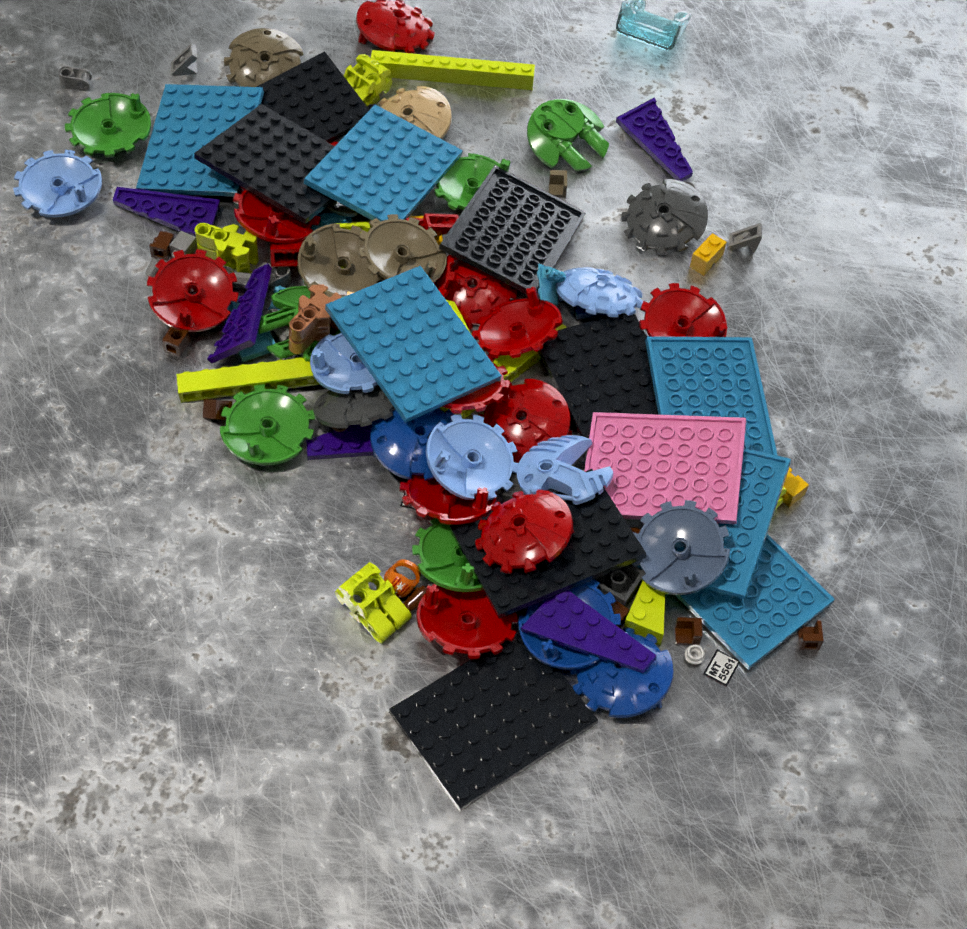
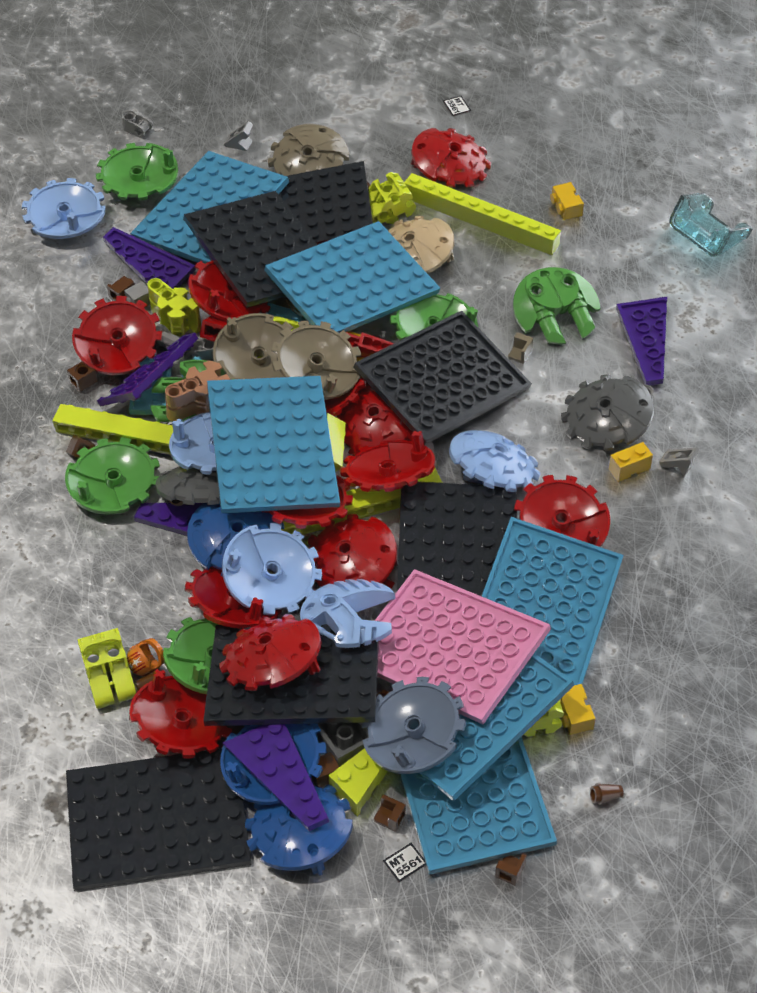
camera: 30 degrees right, 5 degrees down
(519, 36) = (566, 202): none -> yellow brick
(547, 281) = (442, 433): medium azure hinge -> none
(694, 649) = (380, 833): white plate -> none
(845, 545) = (605, 793): none -> reddish brown cone

